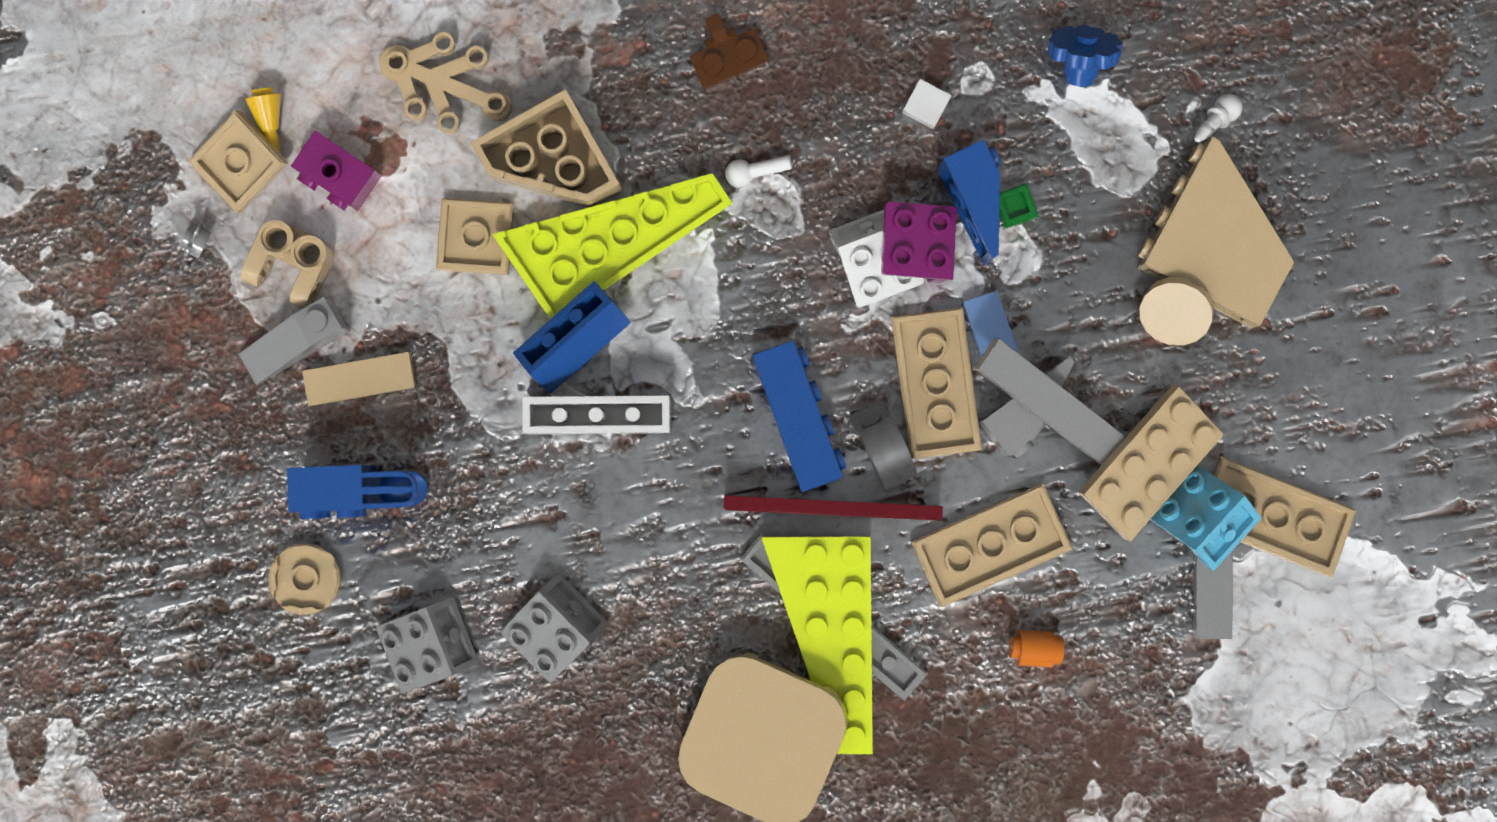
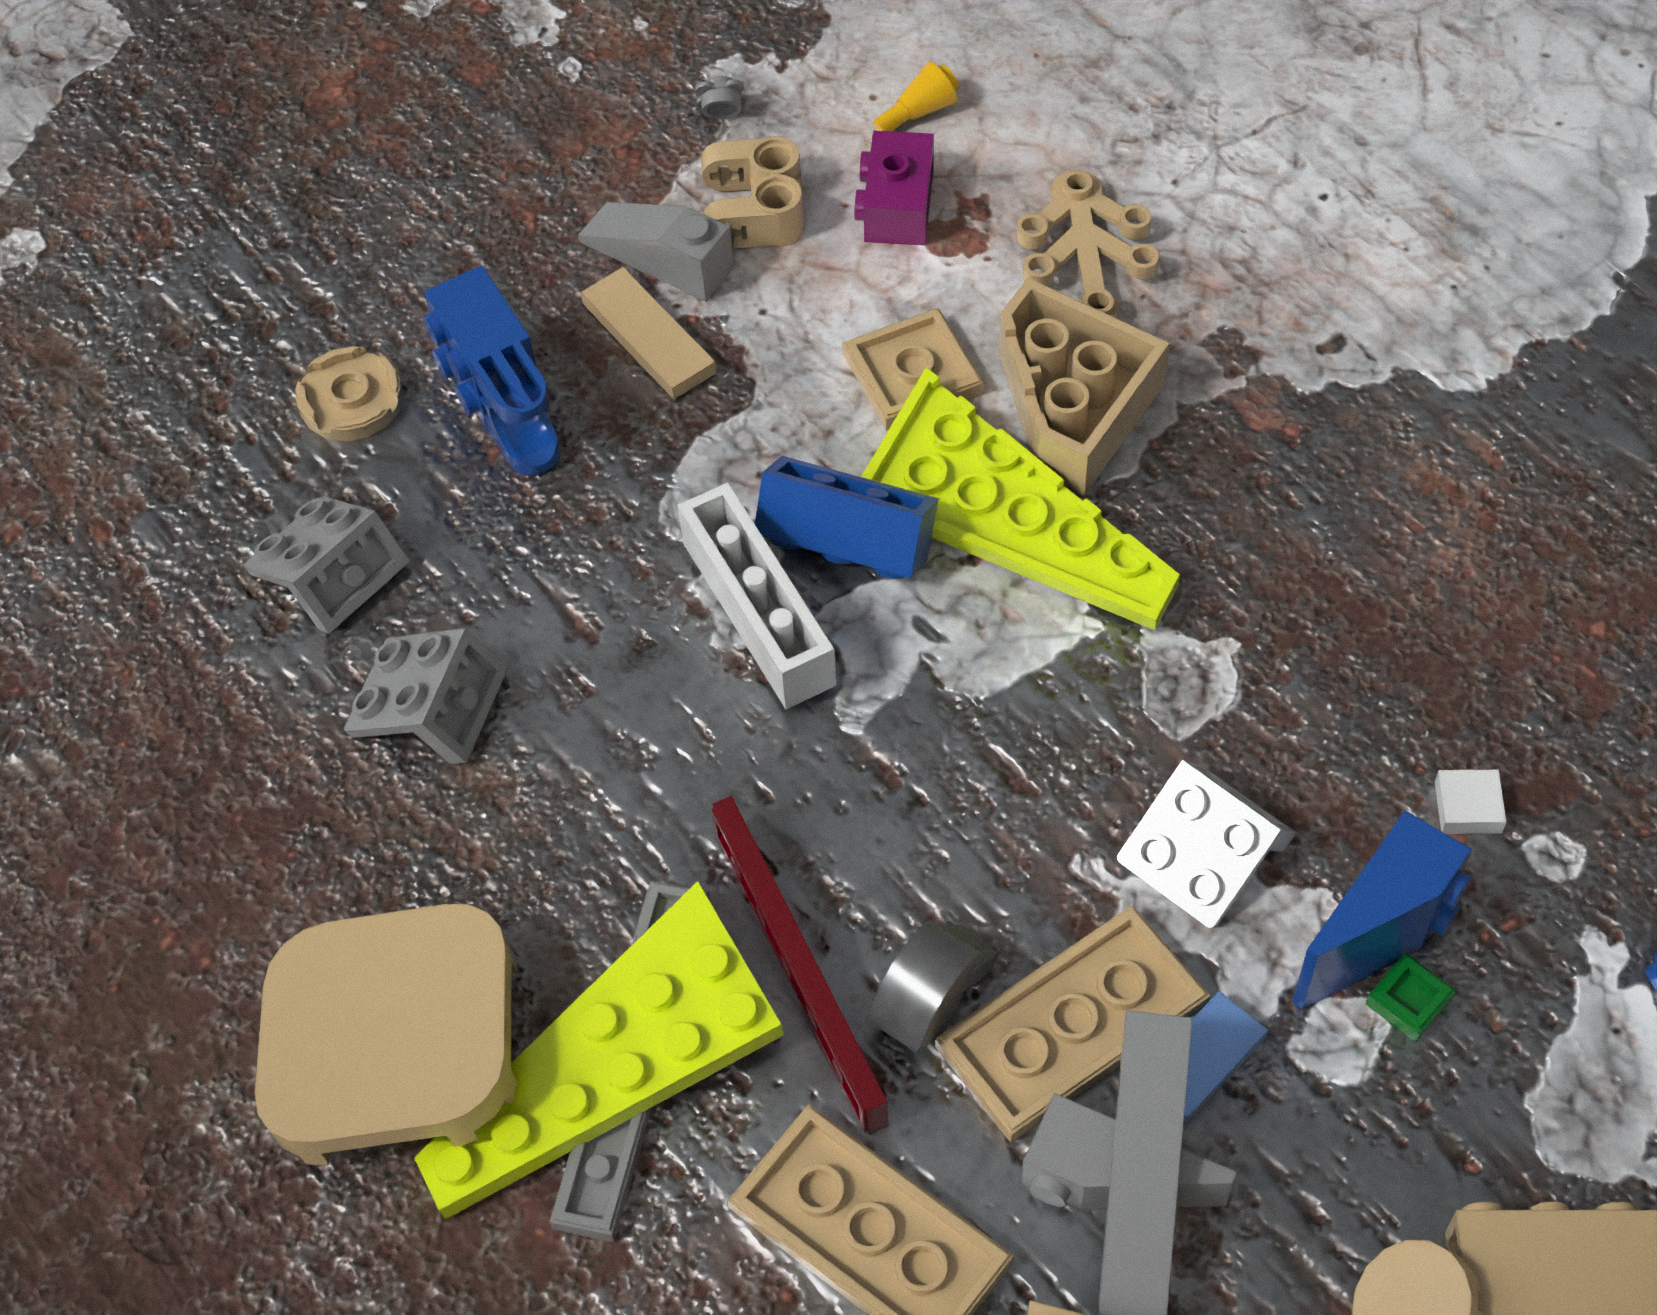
camera: 65 degrees right, 30 degrees down
(238, 161) = (845, 96): tan tile -> none
(727, 54) = (1352, 527): reddish brown hinge -> none
(740, 172) = (1206, 623): white bar -> none
(798, 417) = (905, 850): blue brick -> none
(919, 241) = (1265, 866): magenta bracket -> none

